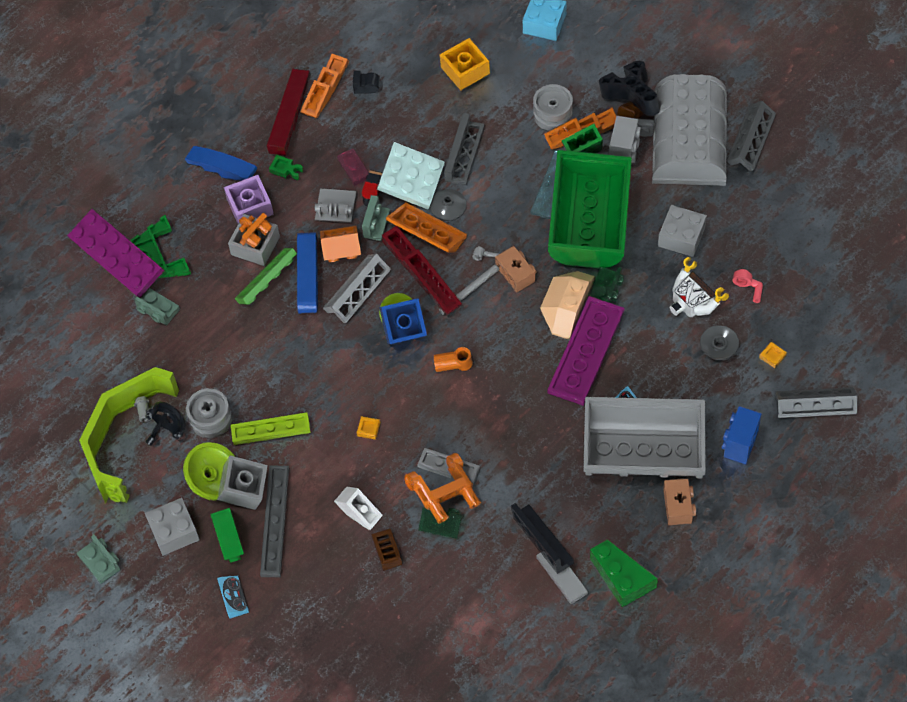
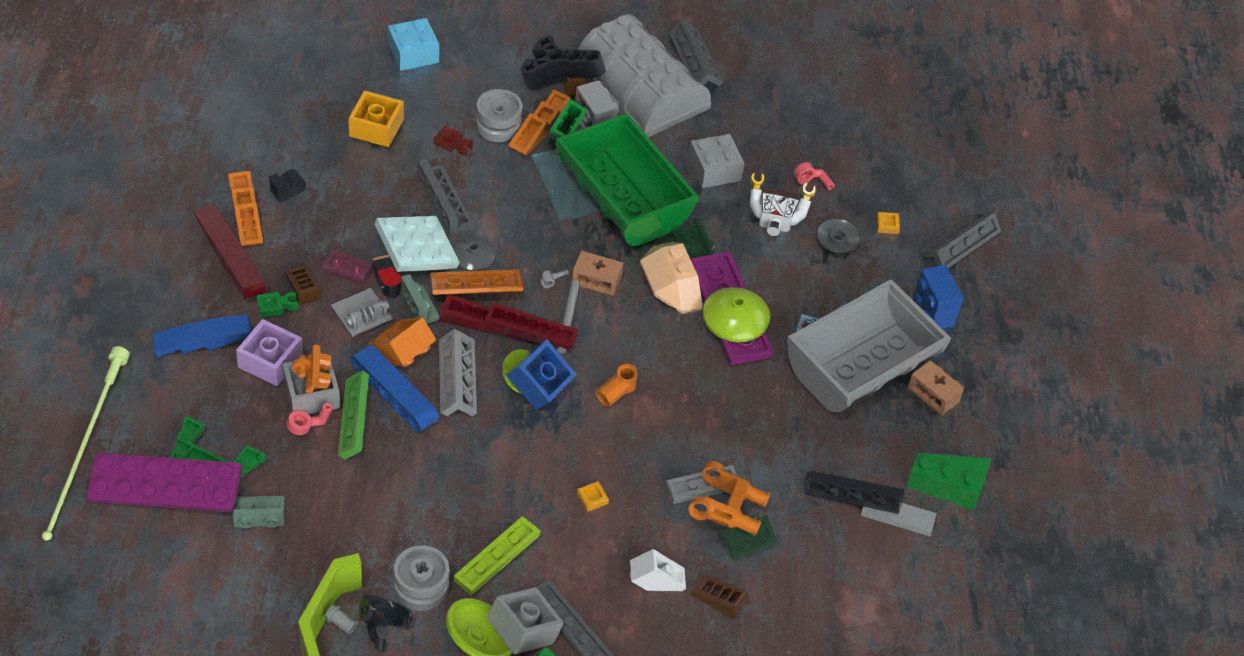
camera: 50 degrees left, 10 degrees down
(161, 149) = (118, 357): none -> yellowish green piece
(232, 257) = (300, 421): none -> coral plate
(311, 173) = (306, 295): none -> reddish brown slope
(508, 107) = (451, 139): none -> clear red plate
(582, 367) = (736, 314): none -> lime dish

